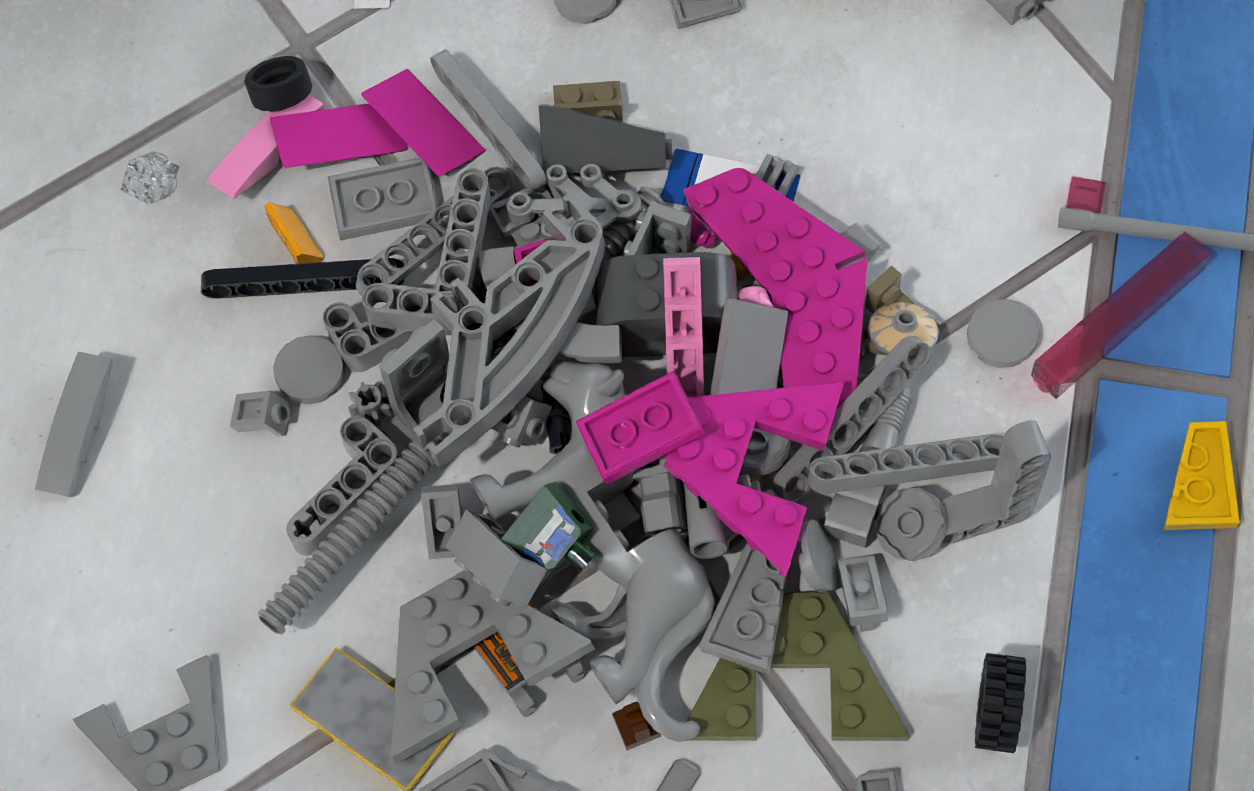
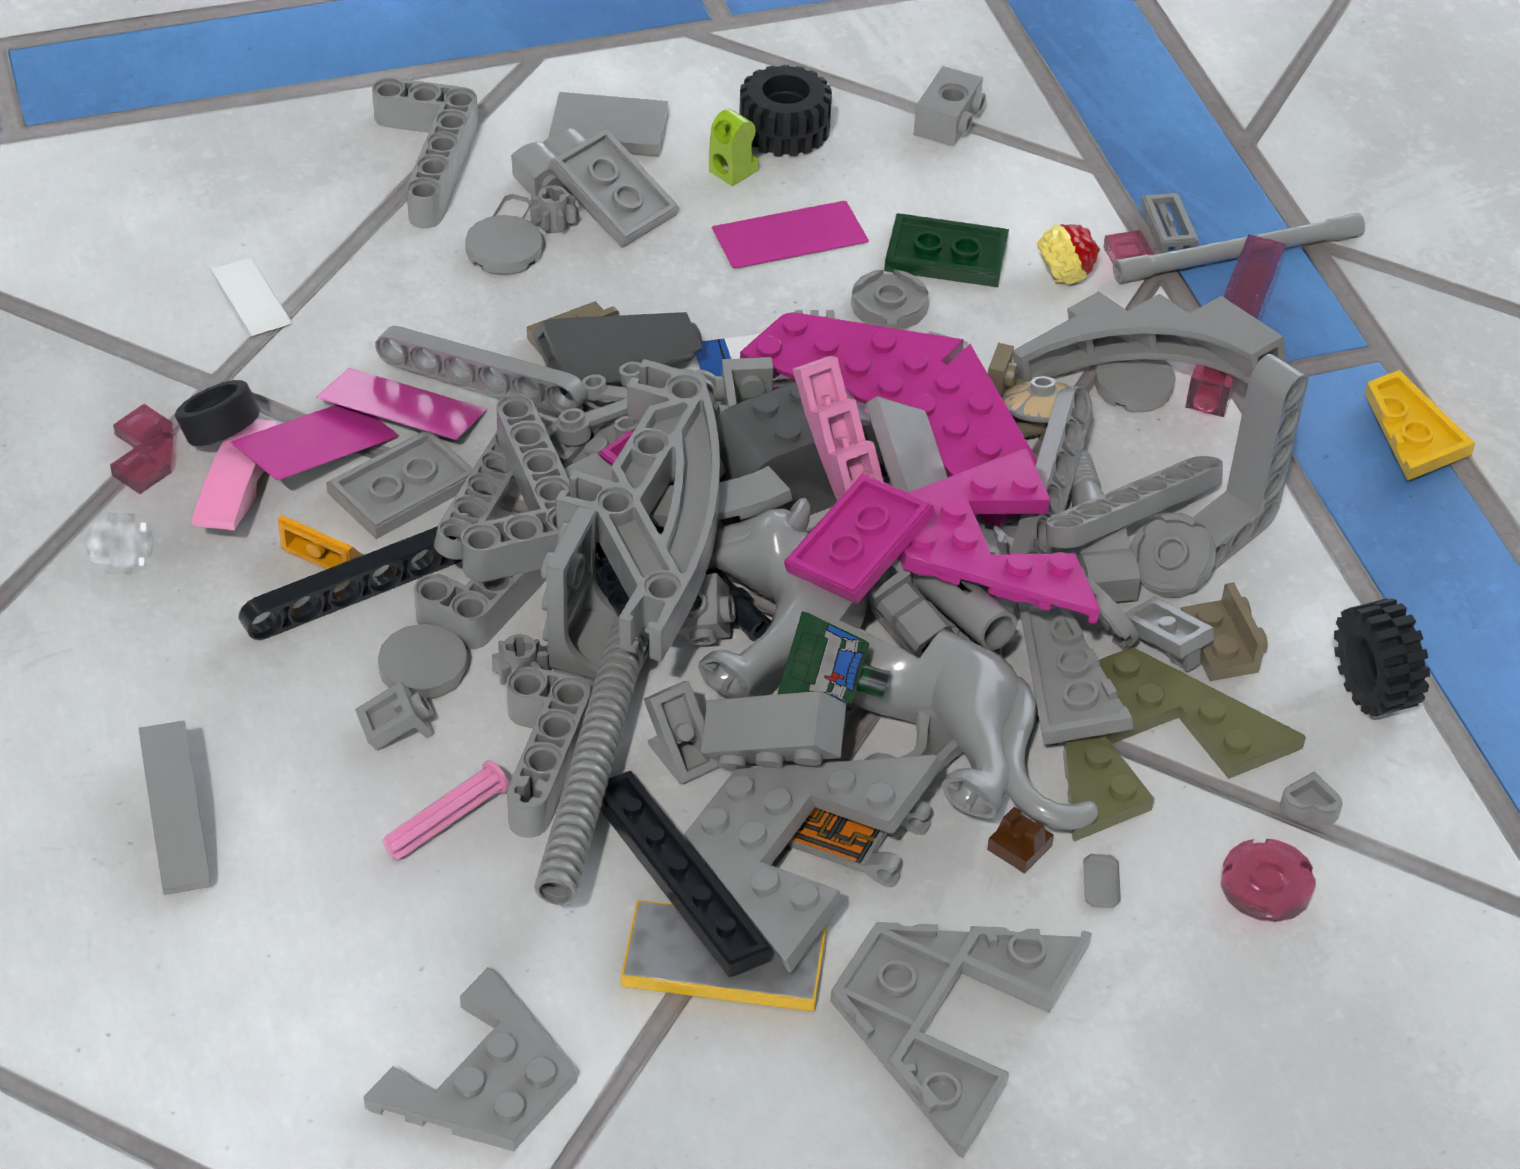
camera: 35 degrees left, 20 degrees down
(222, 100) = (152, 452): none -> clear pink tile
(250, 509) = (446, 810): none -> bright pink axle
(375, 640) = (683, 876): none -> black tile
(818, 67) = (789, 234): none -> dark pink sticker
(855, 169) = (890, 299): none -> light grey tile
(908, 611) = (1237, 639): none -> dark tan bracket
(933, 136) = (947, 250): none -> dark green tile
(1022, 185) = (1068, 252): none -> light yellow piece
(1030, 301) = (1157, 329): none -> light grey arch
(1133, 204) = (1173, 240): none -> light grey tile

